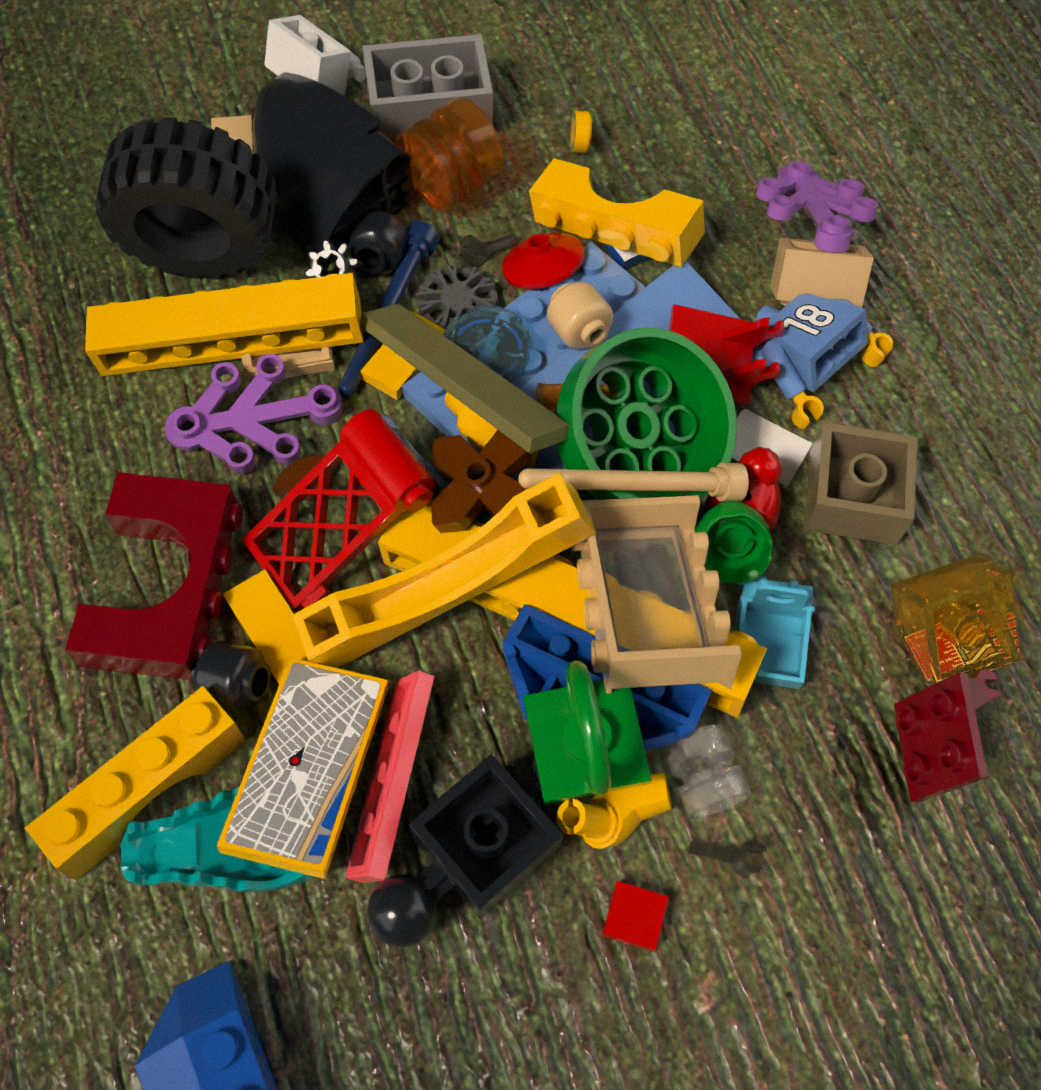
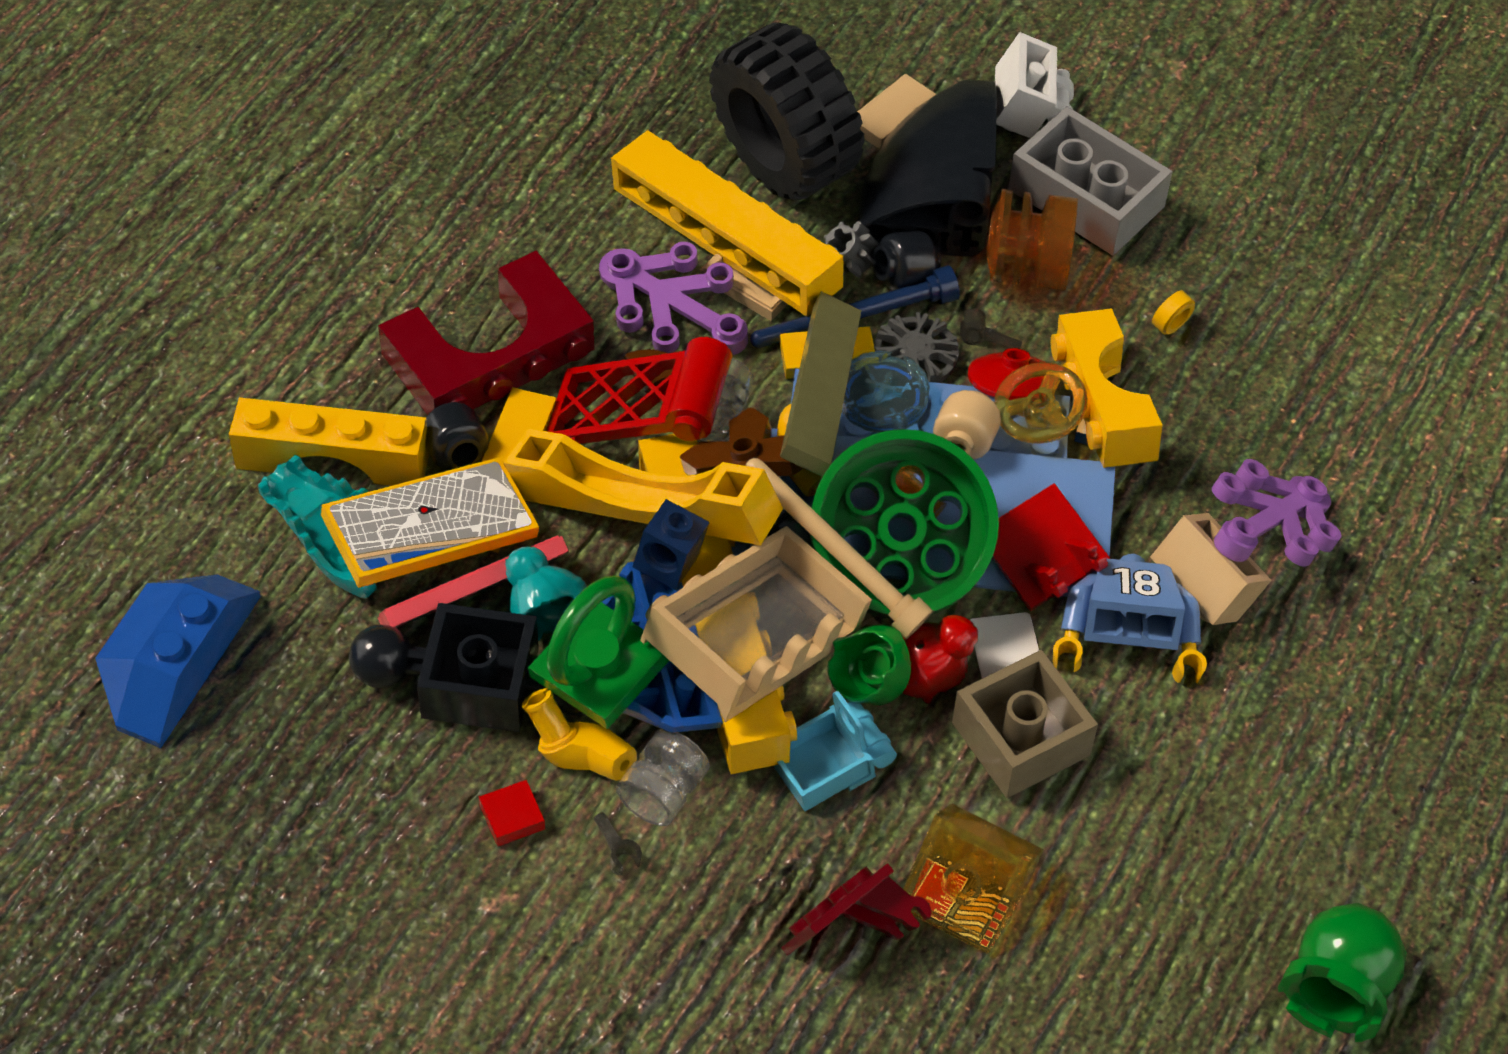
camera: 50 degrees right, 10 degrees down
(459, 727) = (540, 588): none -> teal piece
(527, 596) = (670, 544): none -> dark blue brick
(607, 273) = (1046, 423): none -> clear yellow piece

